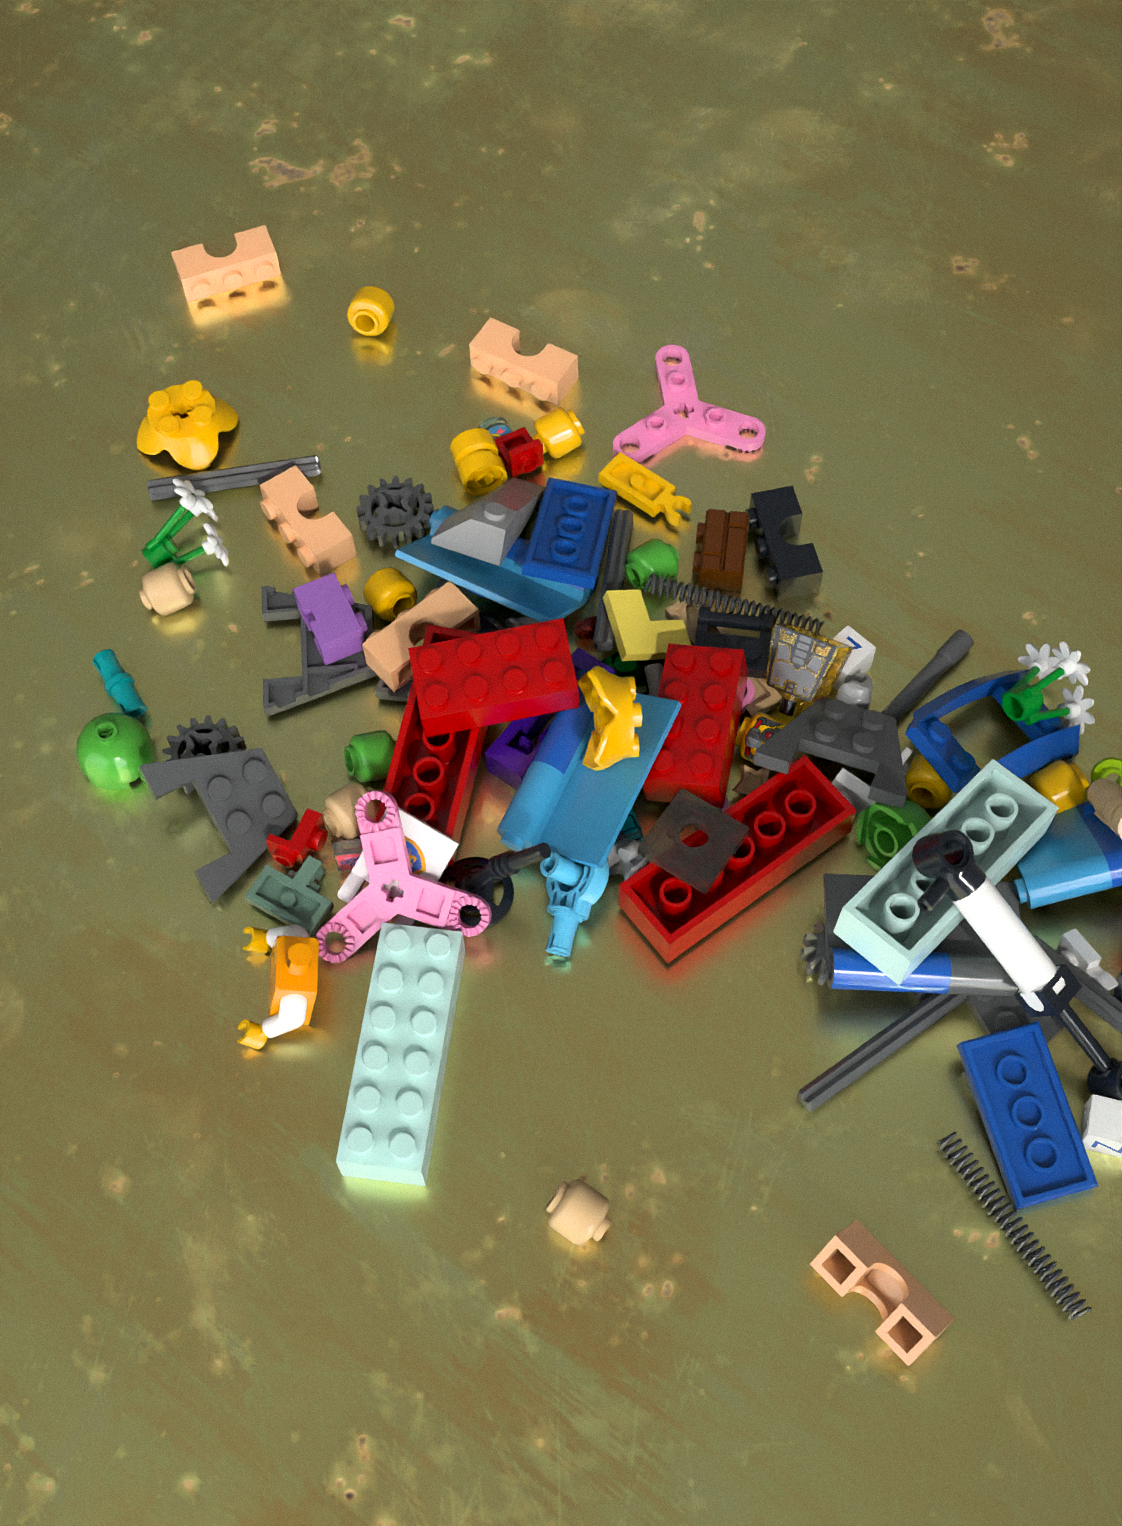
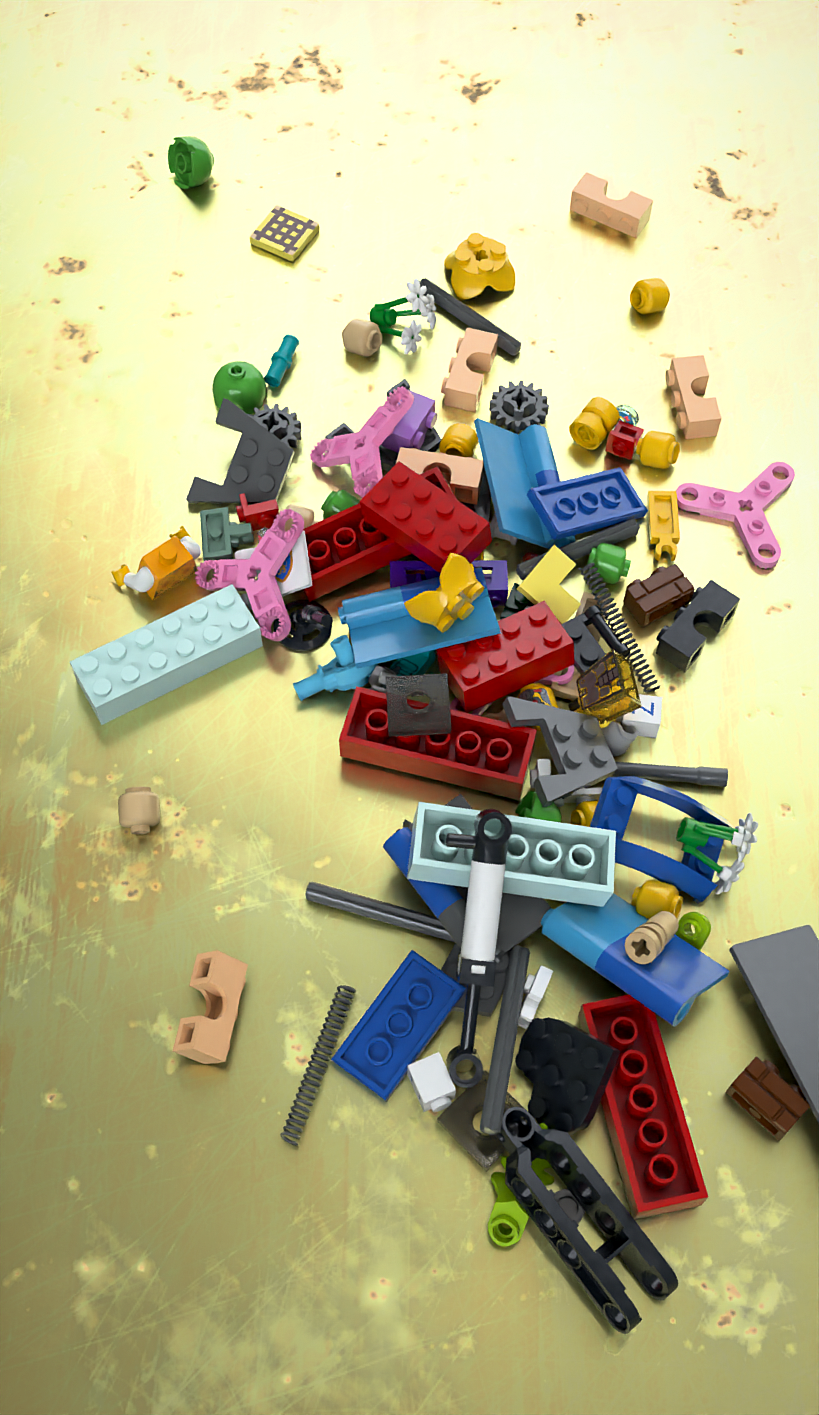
camera: 50 degrees right, 0 degrees up
(325, 653) = (362, 447): none -> bright pink piece
(492, 522) = (549, 456): light grey wedge -> none

